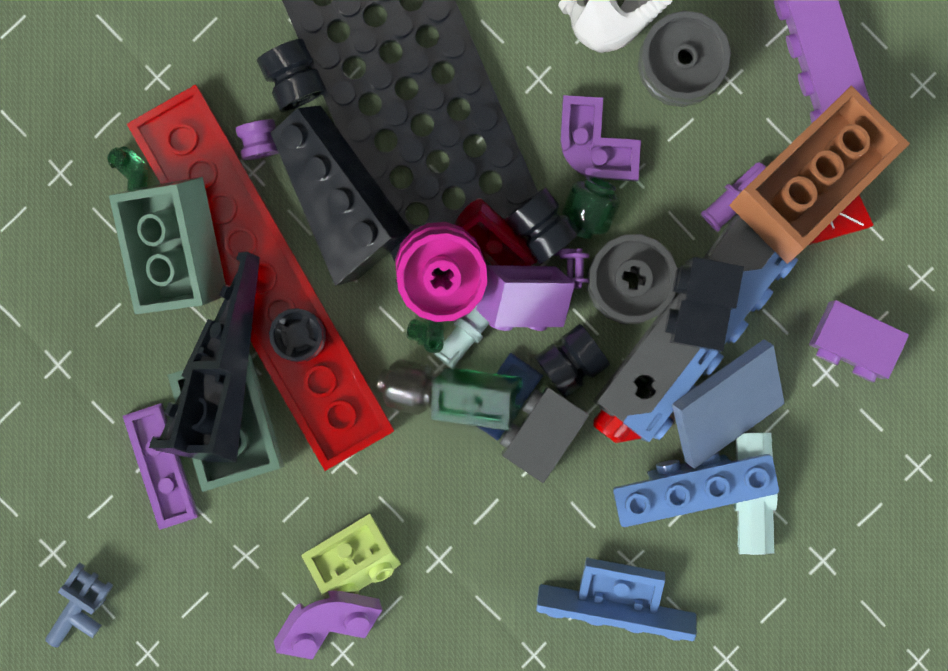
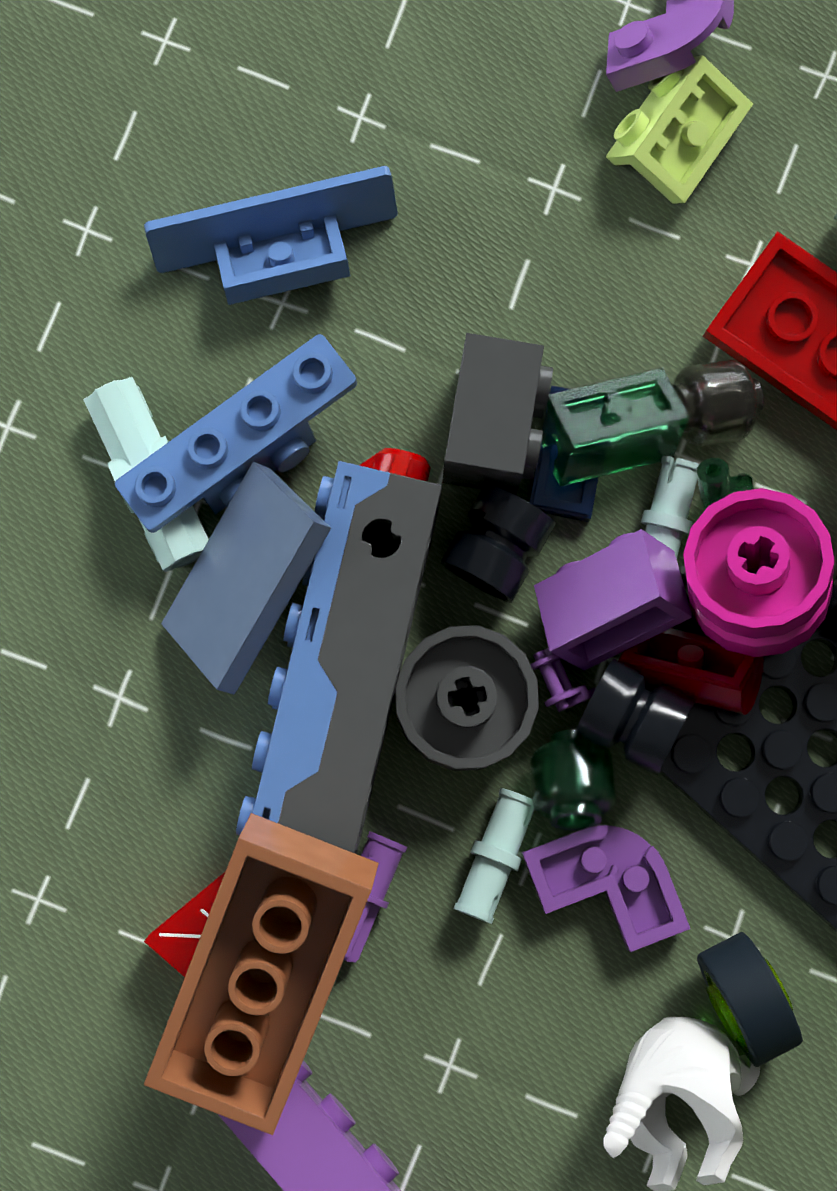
camera: 155 degrees right, 5 degrees down
(550, 41) = (749, 999): none -> black wheel
(653, 185) = (495, 856): none -> light aqua pin
(690, 36) = (538, 1105): dark grey wheel -> none
(704, 303) = (350, 691): black brick -> none
(858, 341) = (92, 758): medium lavender brick -> none

